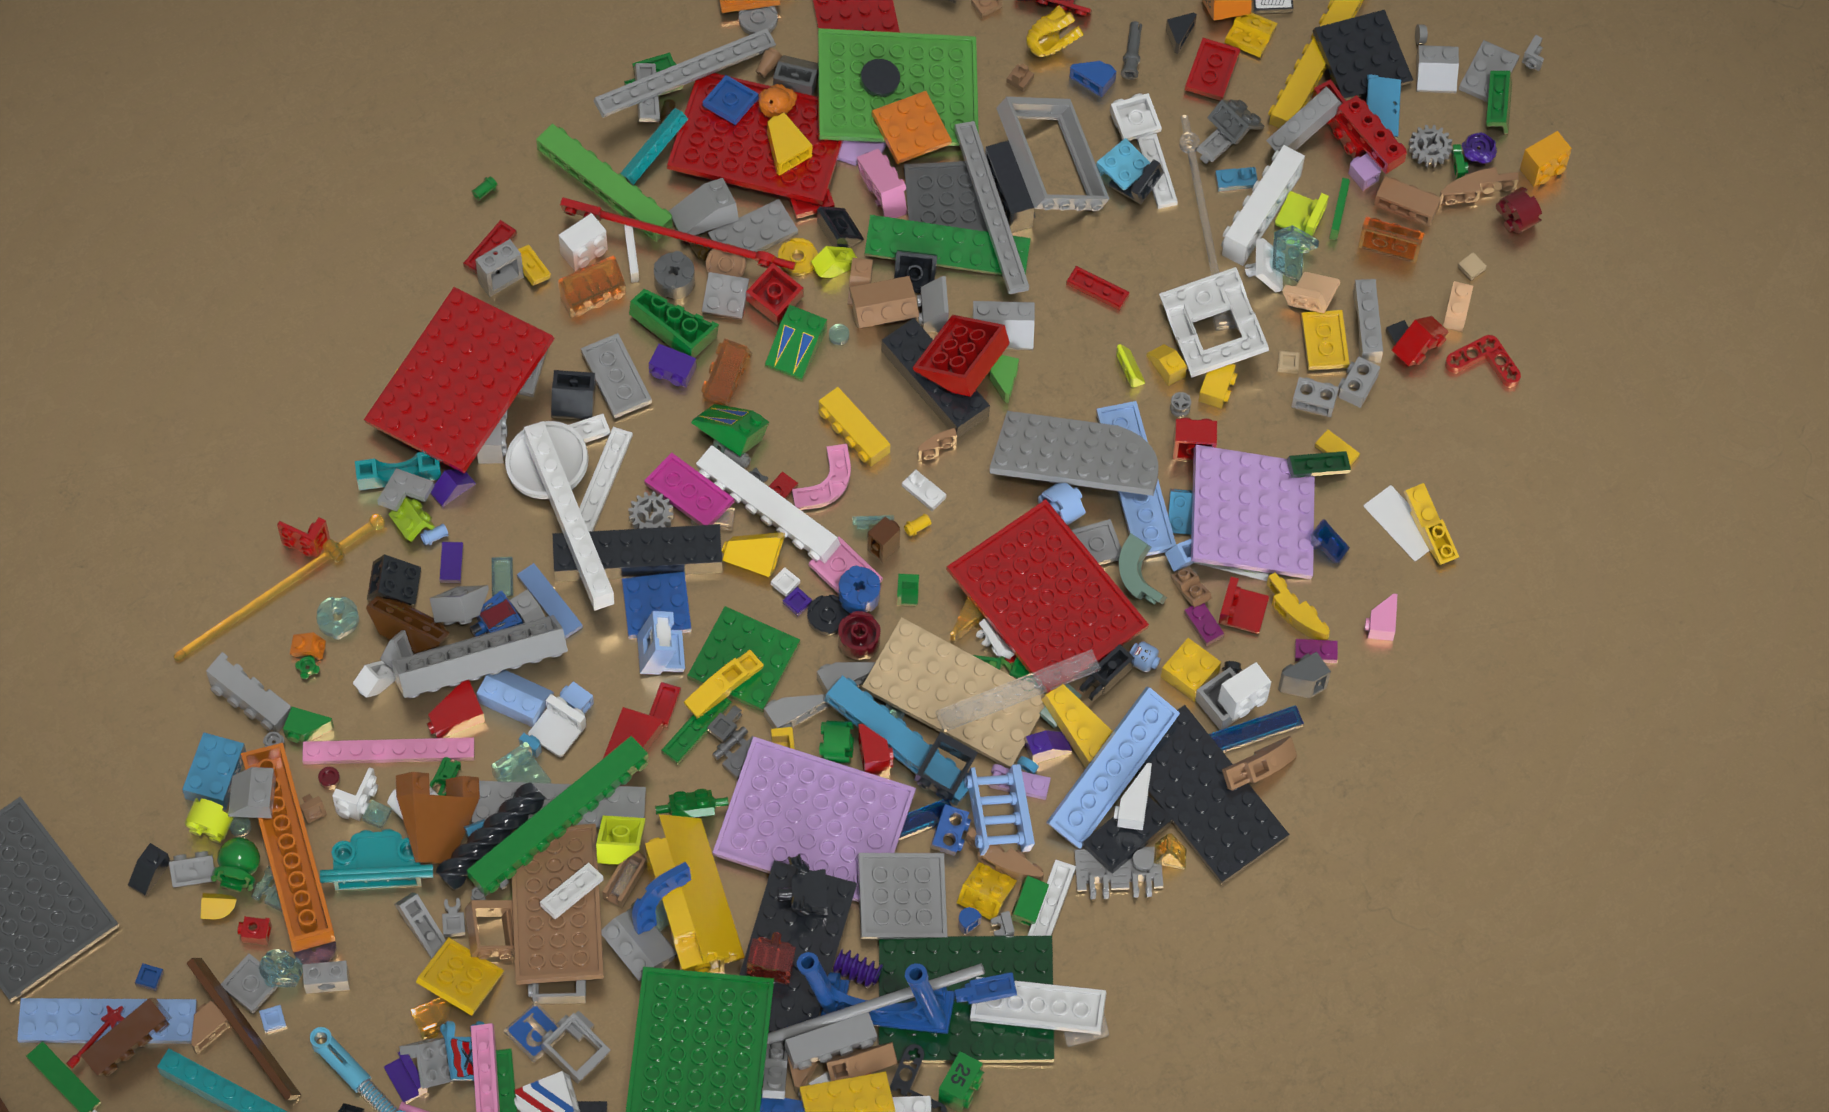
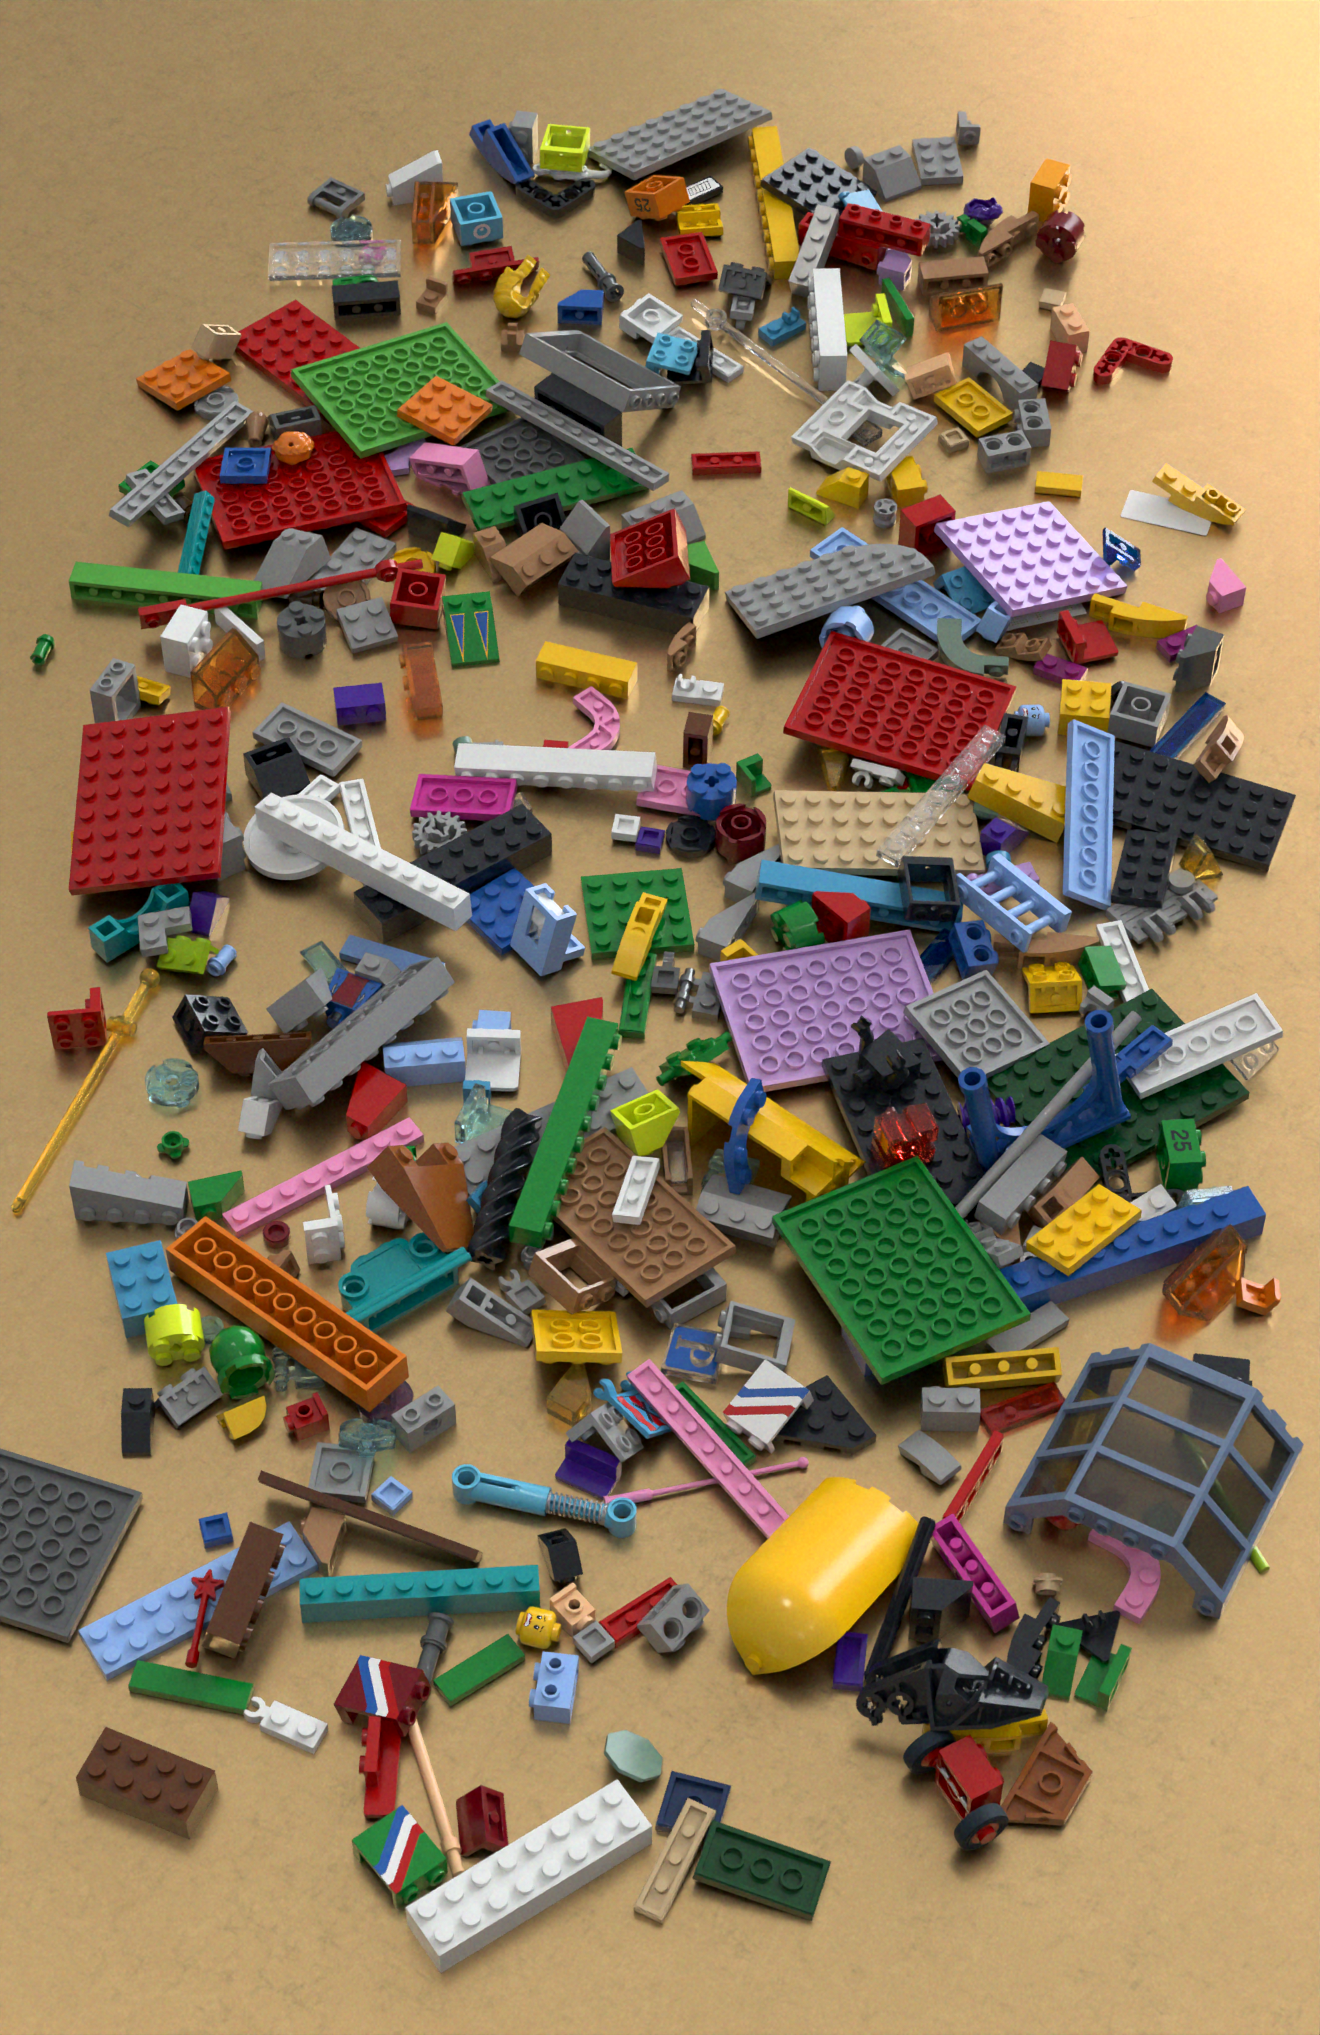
camera: 30 degrees left, 15 degrees down
(252, 793) = (212, 1272): light grey slope -> none
(307, 644) = (157, 1123): orange bracket -> none
(377, 814) = (358, 1239): clear light blue plate -> none
(451, 562) = (259, 977): dark purple tile -> none
(497, 236) = (81, 709): red tile -> none
(665, 702) = (586, 985): red tile -> none
(672, 323) = (330, 666): green wedge -> none
(732, 427) = (471, 720): green slope -> none
(754, 552) = (577, 812): yellow slope -> none
(787, 143) = (332, 471): yellow slope -> none
(839, 334) = (506, 608): clear light blue tile -> none
(863, 521) = (665, 738): clear light blue plate -> none
(880, 77) = (383, 383): black tile -> none
(968, 920) = (1057, 1018): blue brick -> none
(1134, 801) = (1138, 836): white slope -> none
(1245, 691) = (1163, 683): white brick -> none
(1318, 464) = (1057, 494): dark green plate -> none
(1499, 99) = (968, 169): green panel -> none

